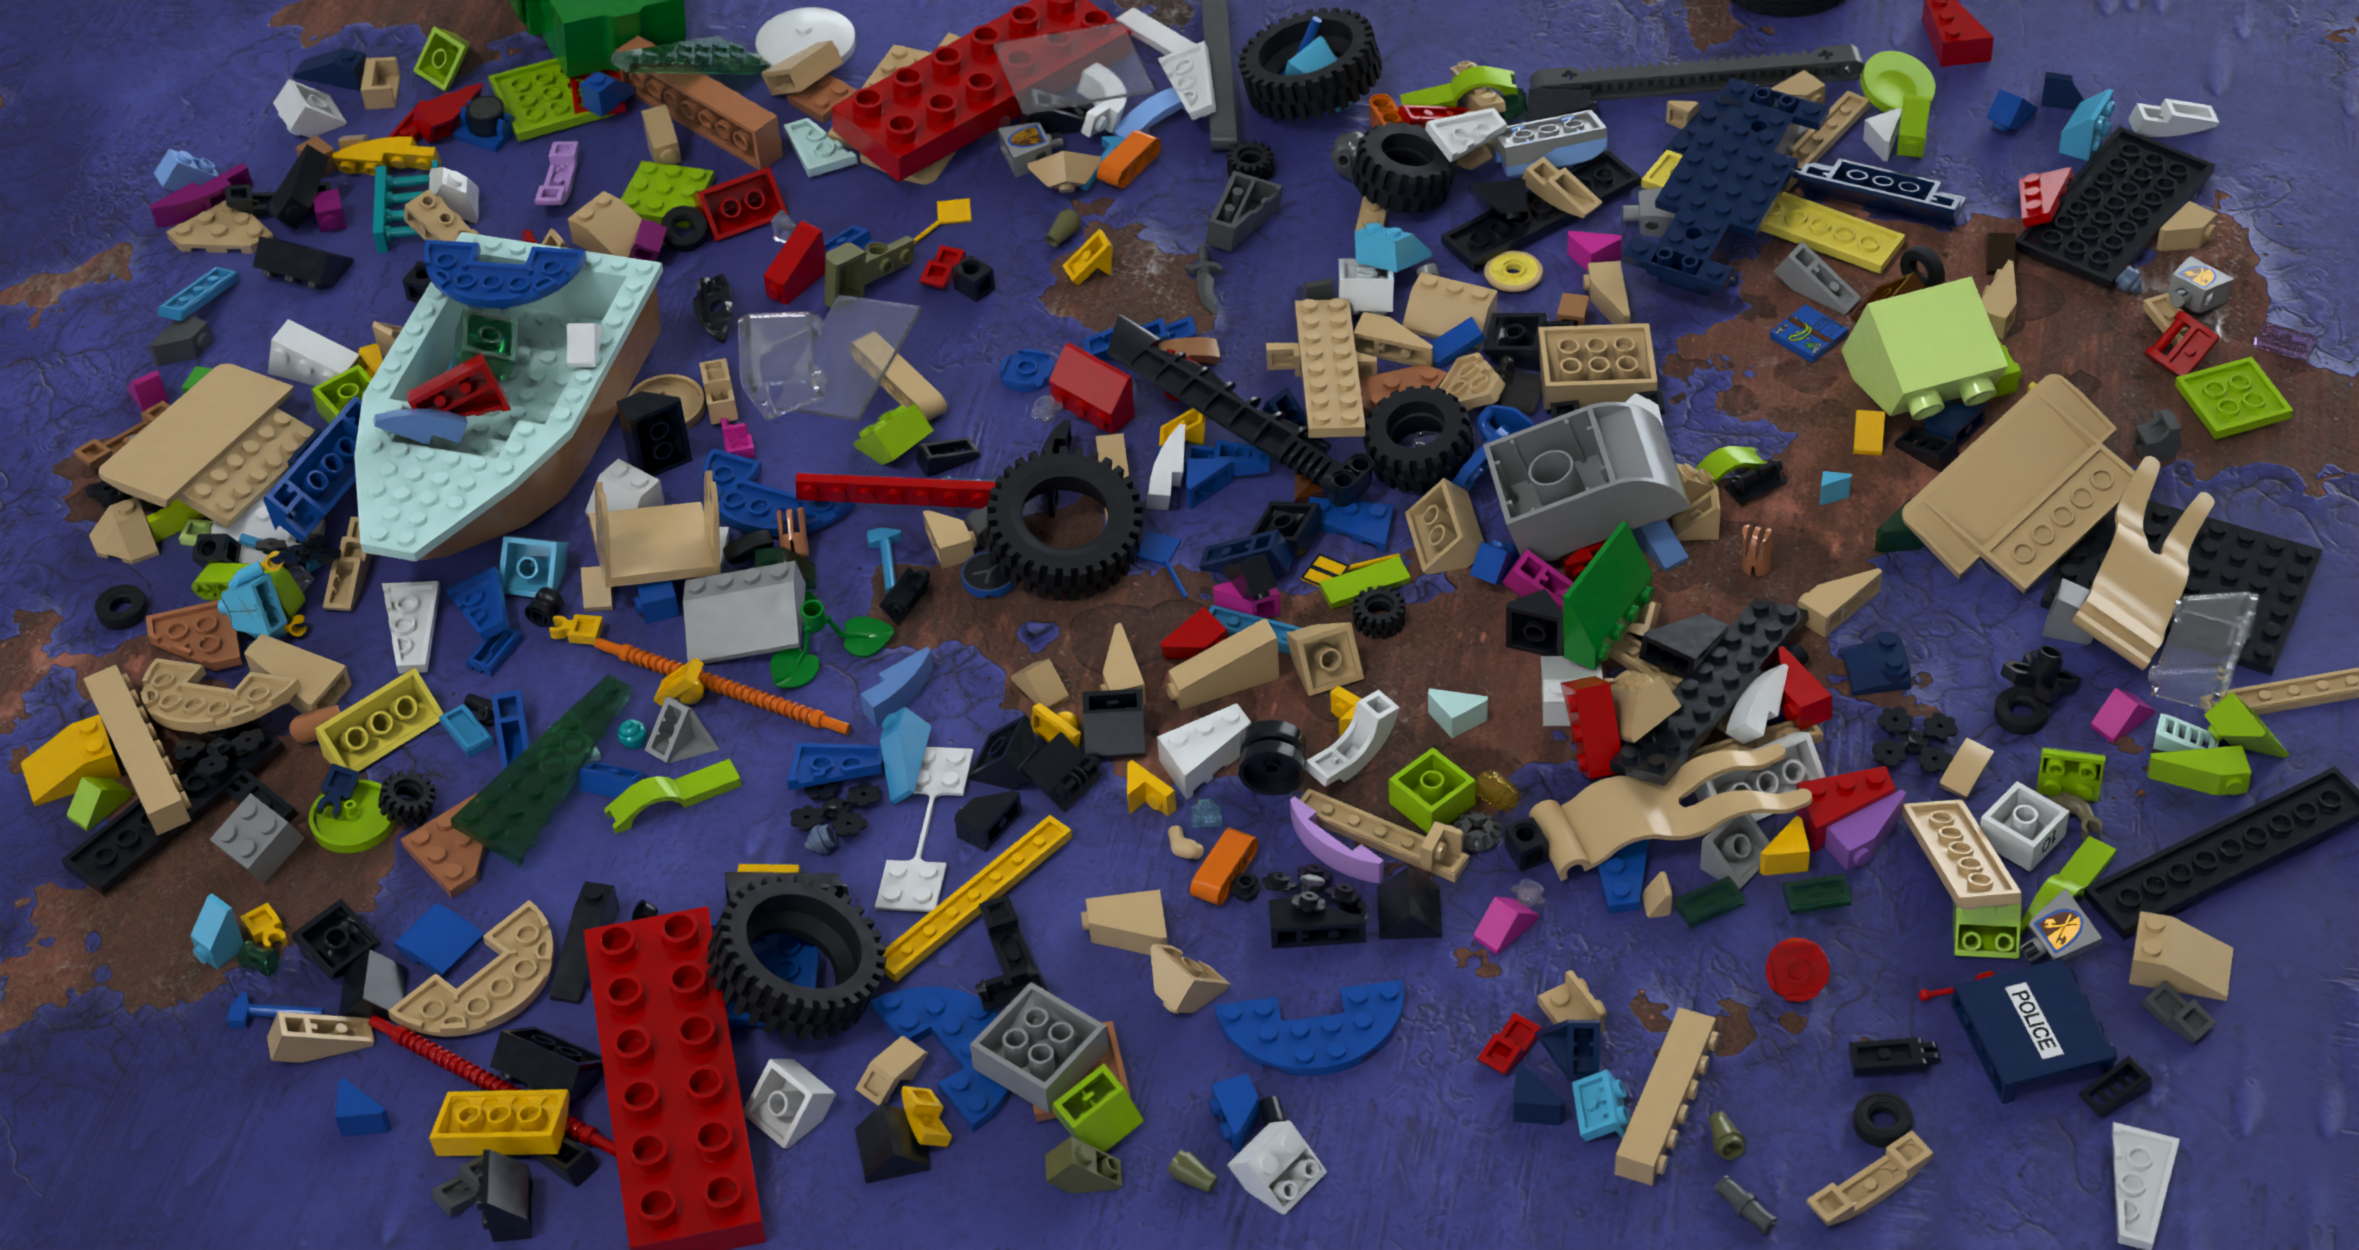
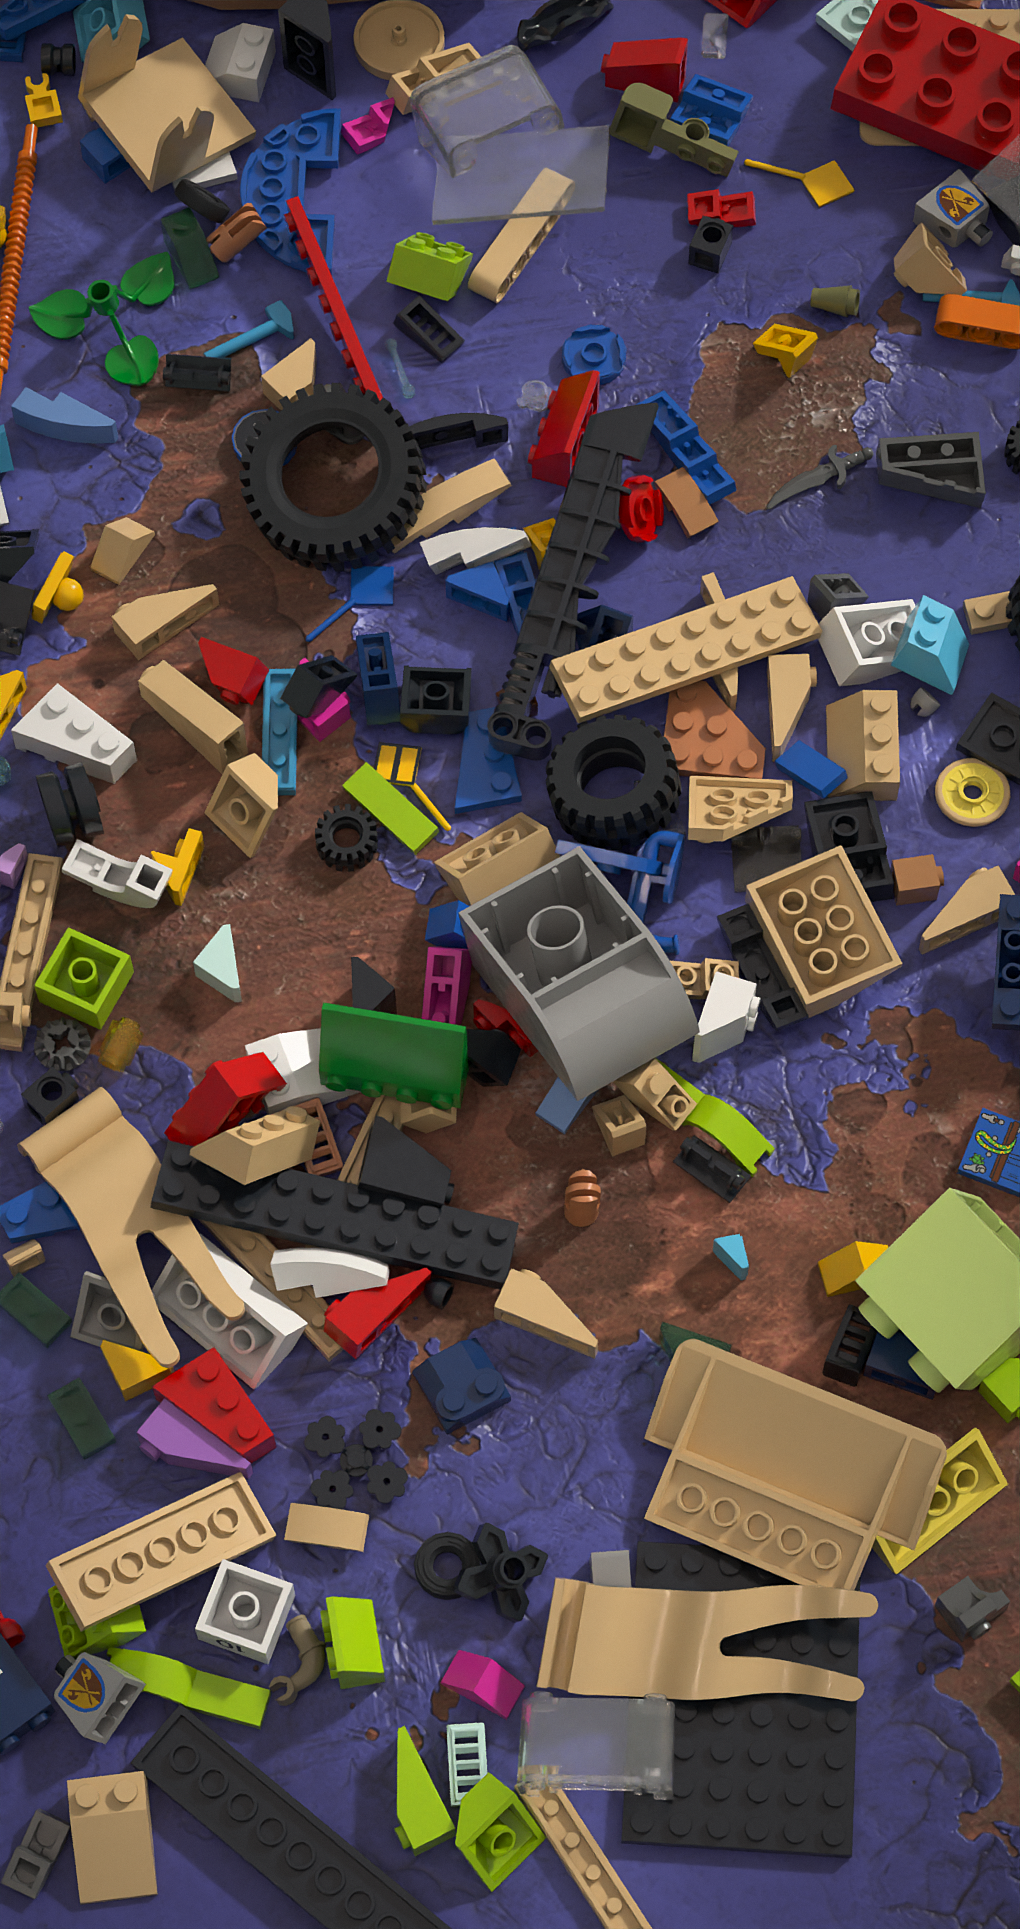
camera: 65 degrees right, 20 degrees up
(744, 612) = (104, 235): light grey slope -> none
(1114, 723) = (75, 638): black slope -> none

